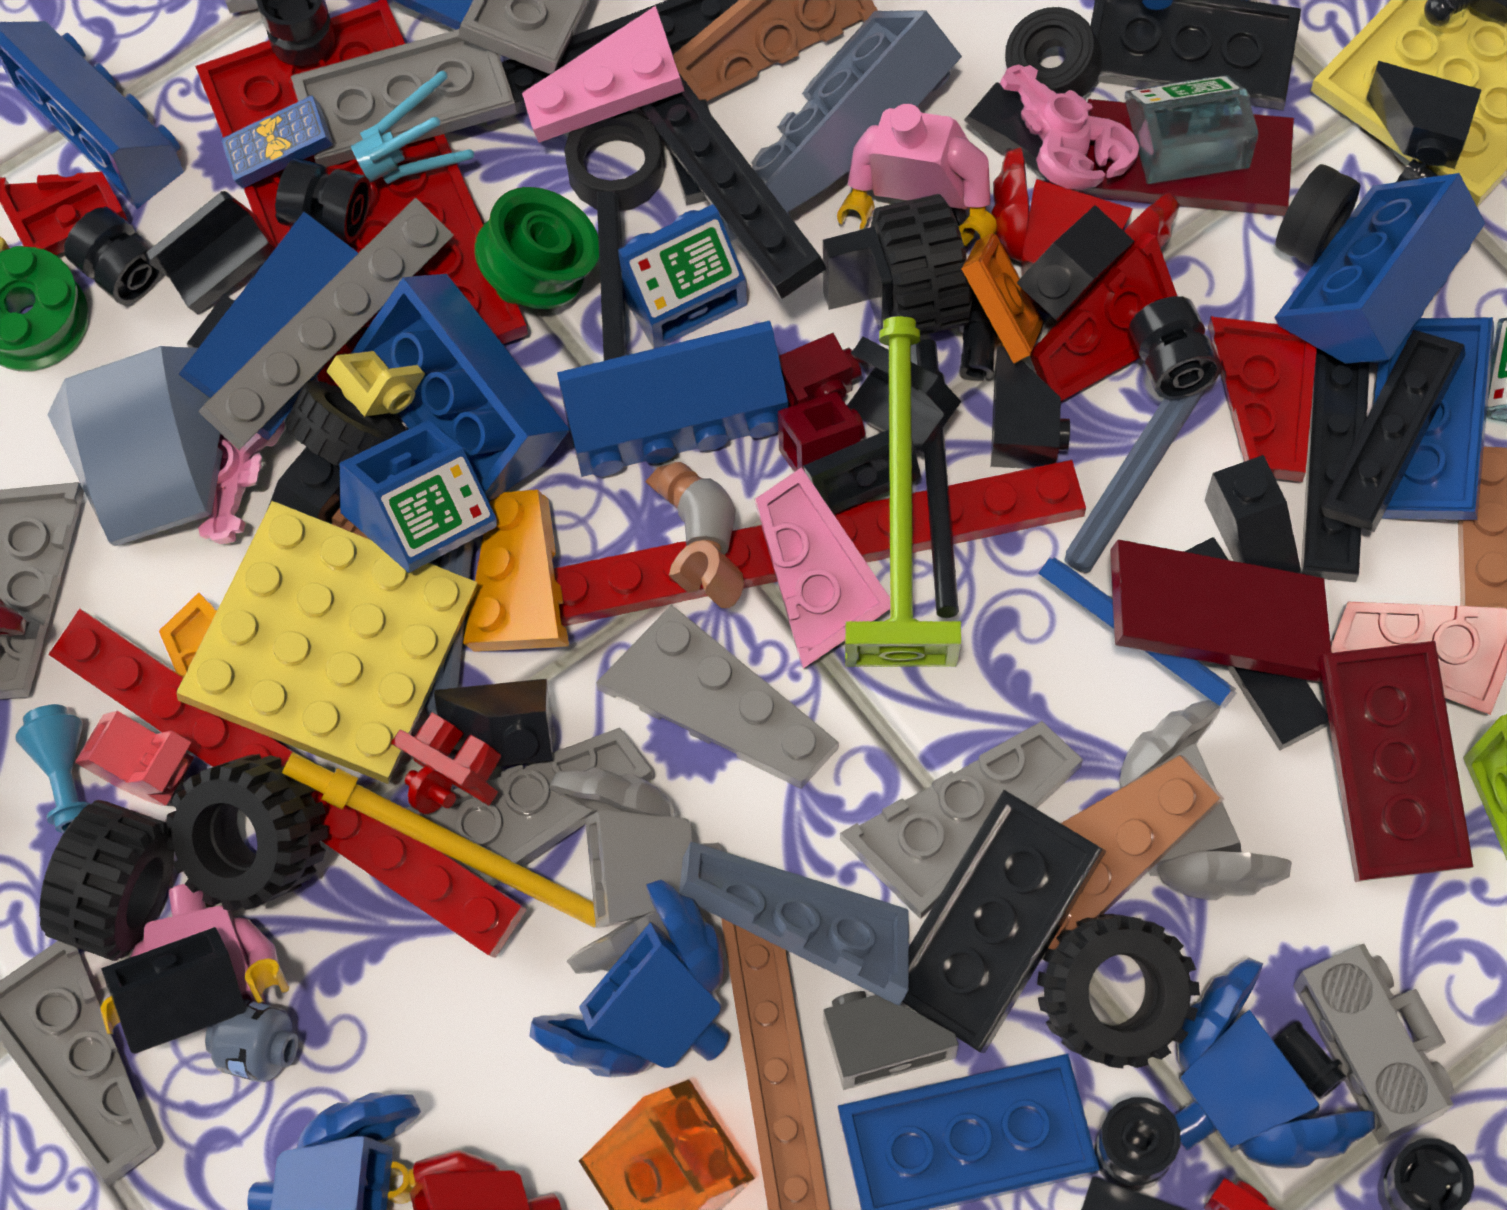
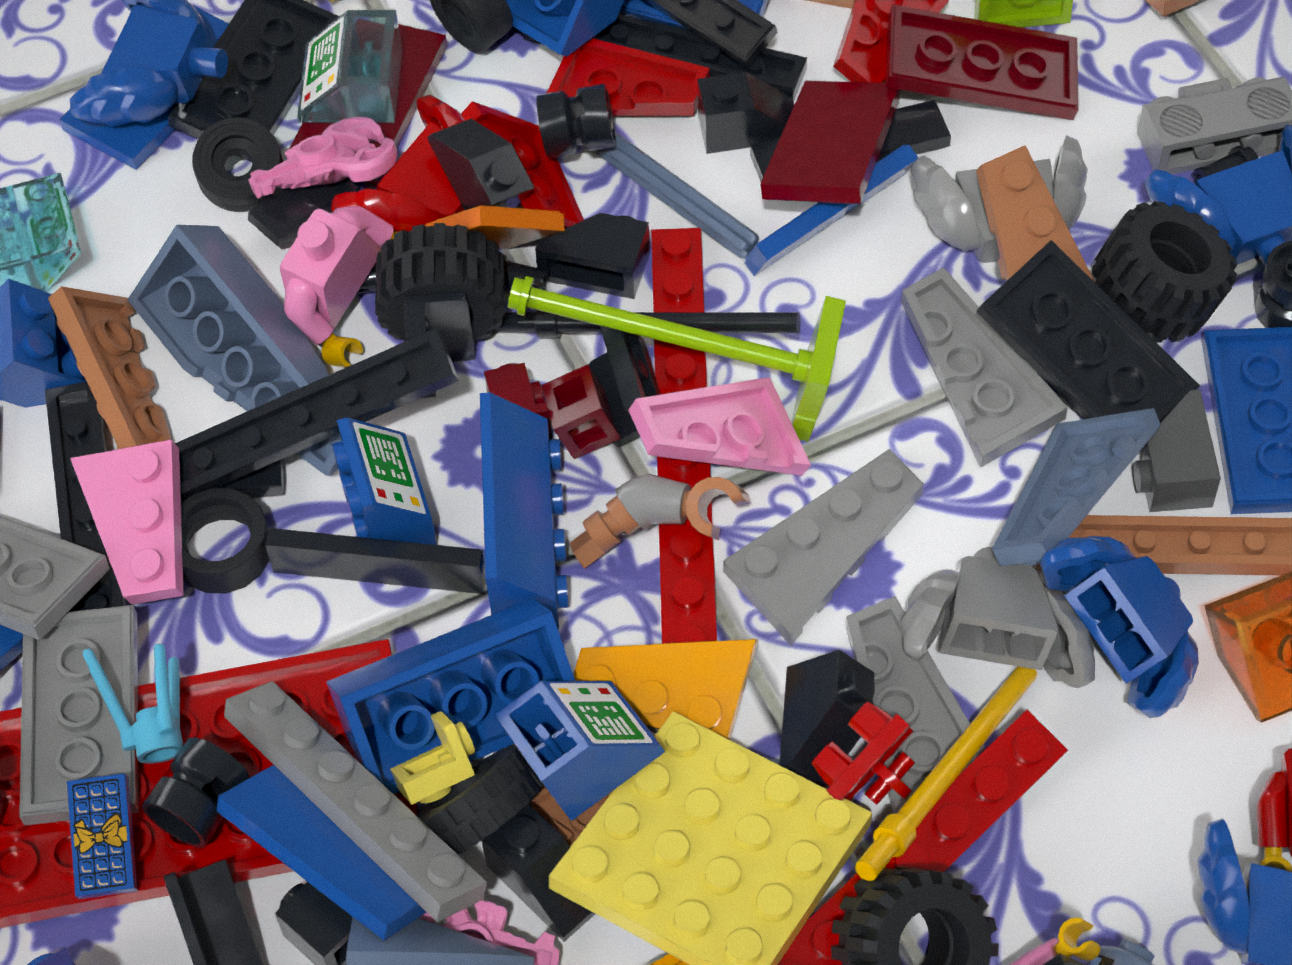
camera: 80 degrees left, 10 degrees down
(536, 248) = (311, 609): green wheel -> none
(930, 397) = (555, 343): black panel -> none

